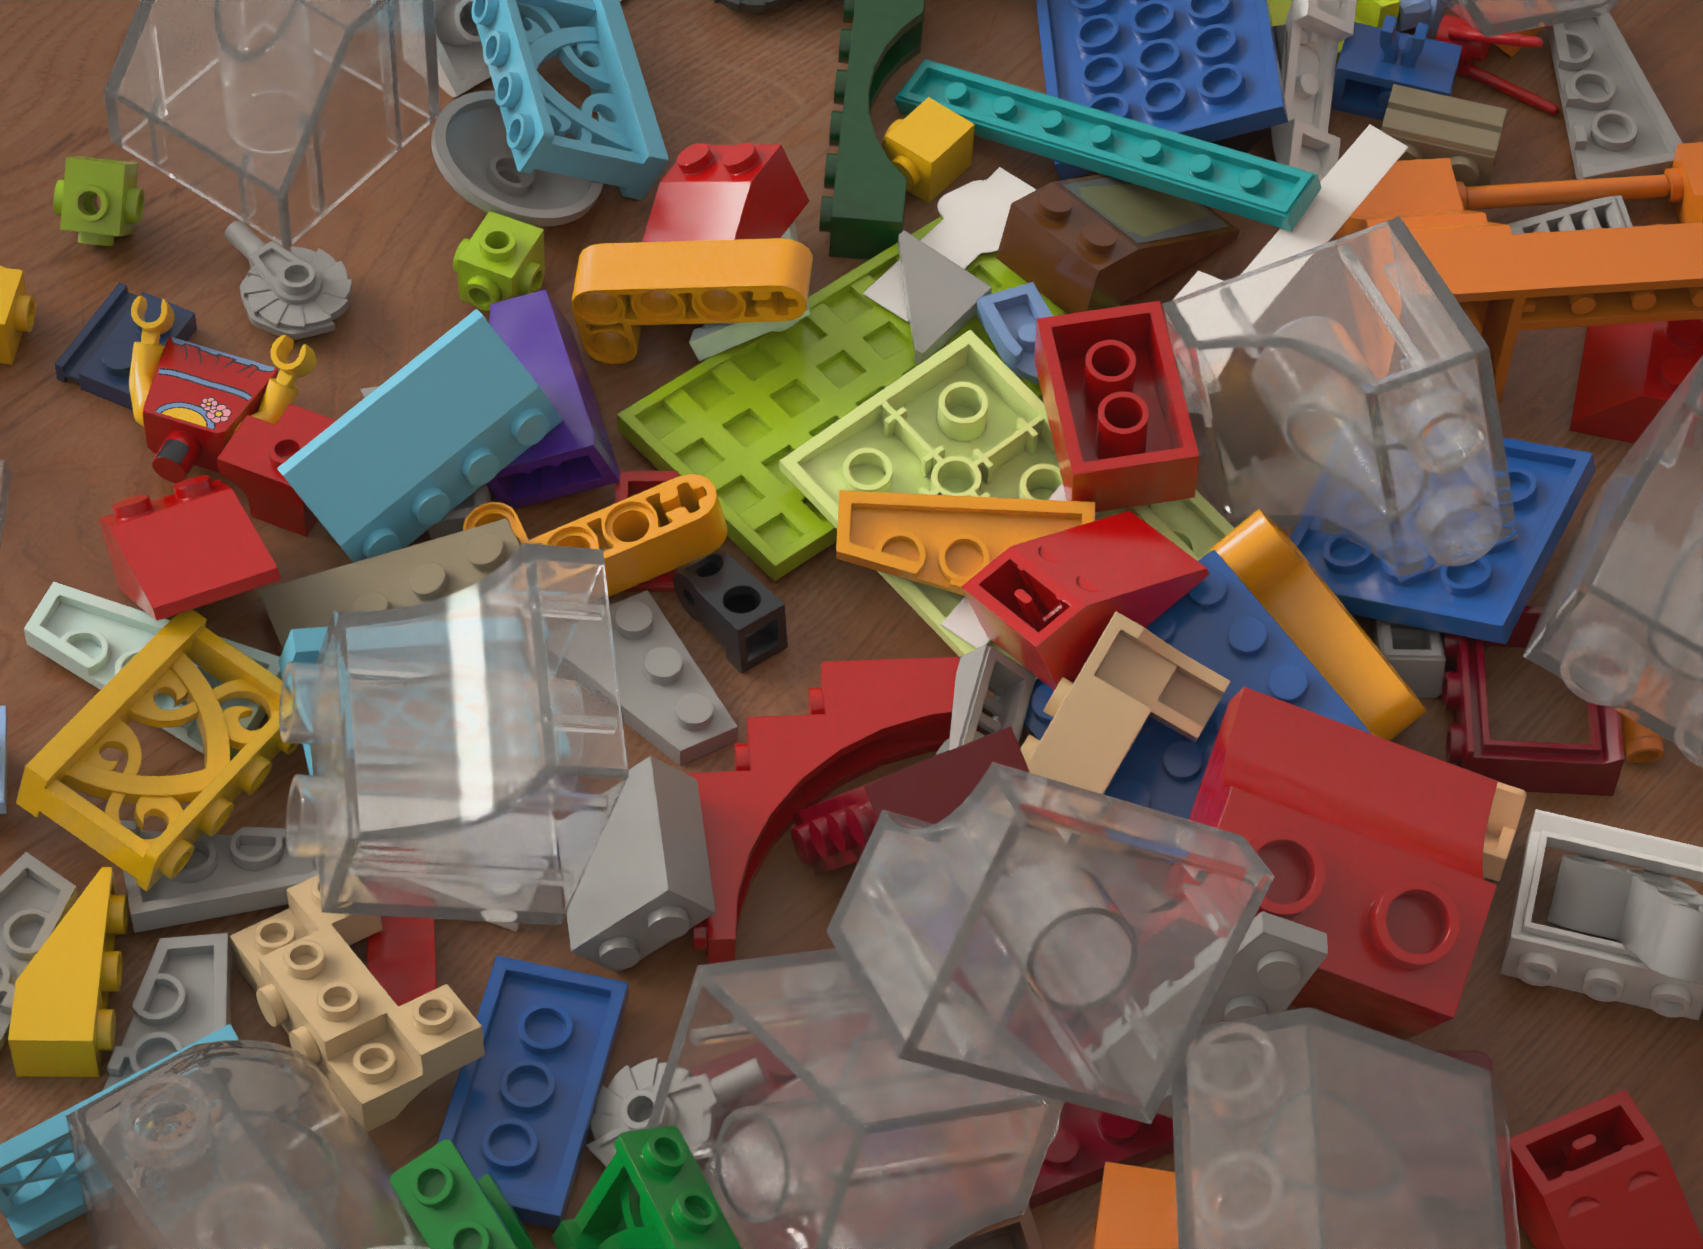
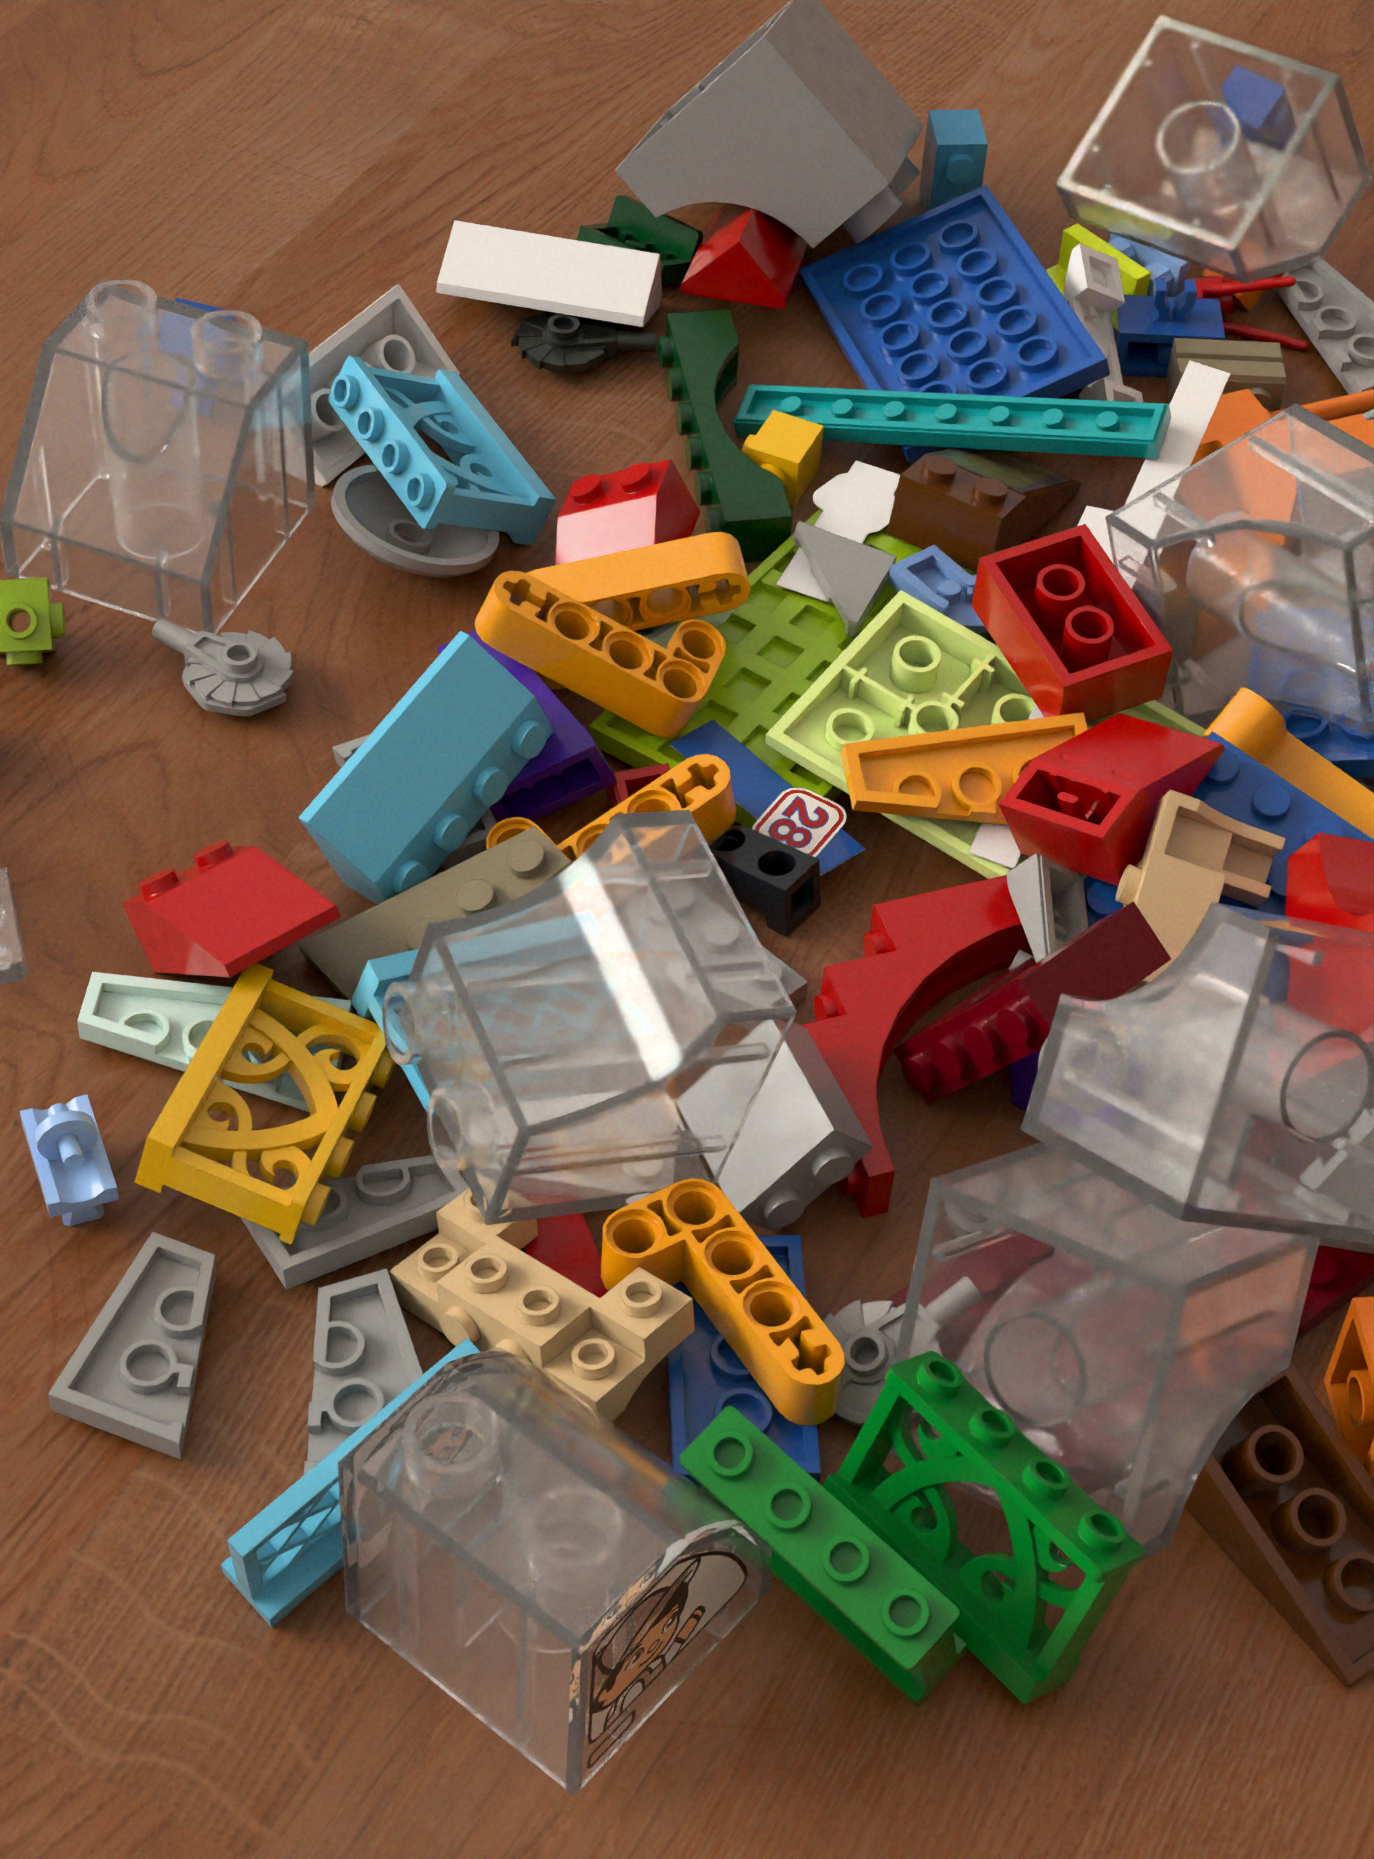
camera: 15 degrees left, 5 degrees down
(64, 991) = (237, 1362): yellow slope -> none
(104, 347) = (86, 750): dark blue plate -> none
(199, 396) = (189, 783): torso -> none
(253, 461) = (269, 820): red brick -> none
(500, 261) = (428, 611): lime brick -> none
(537, 1038) = (699, 1239): none -> light orange beam
(564, 282) = (599, 656): none -> light orange beam
(780, 550) = (781, 811): none -> blue sticker

